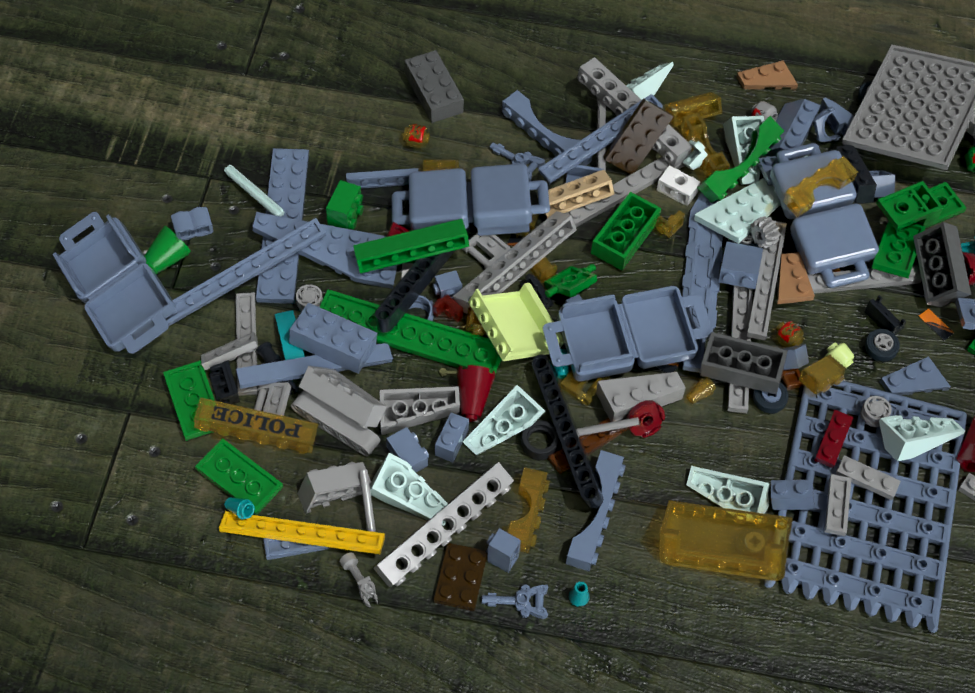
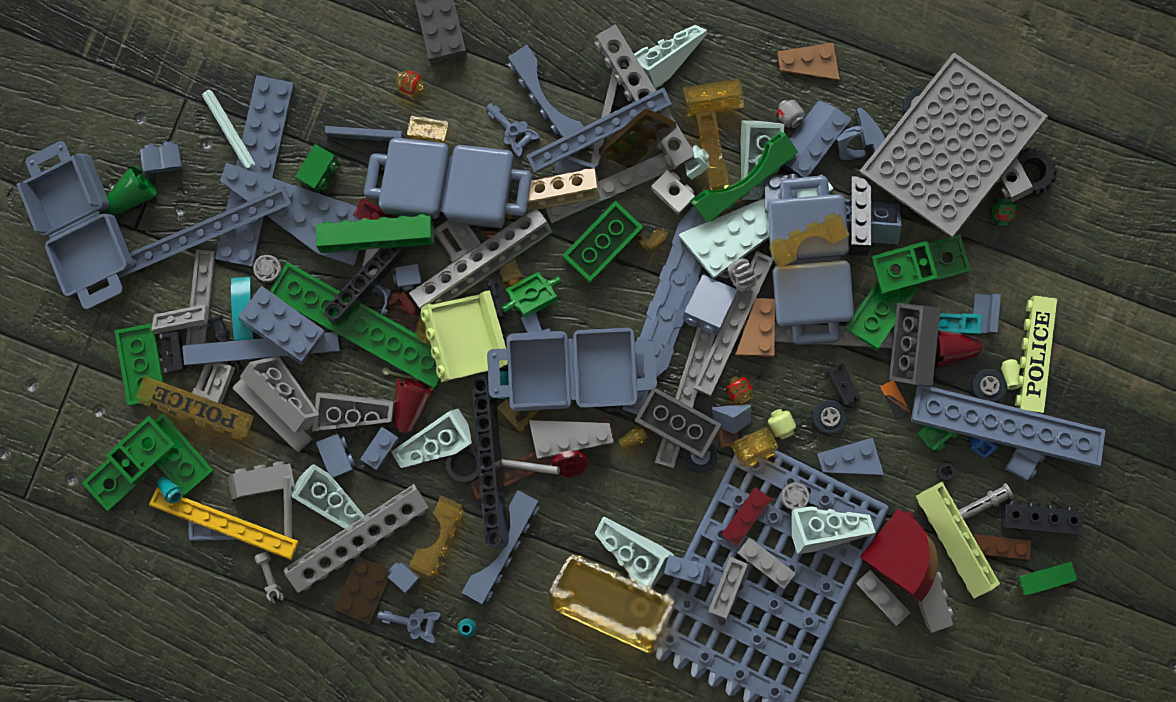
camera: 15 degrees right, 25 degrees up
(193, 488) = (128, 463): none -> green bracket

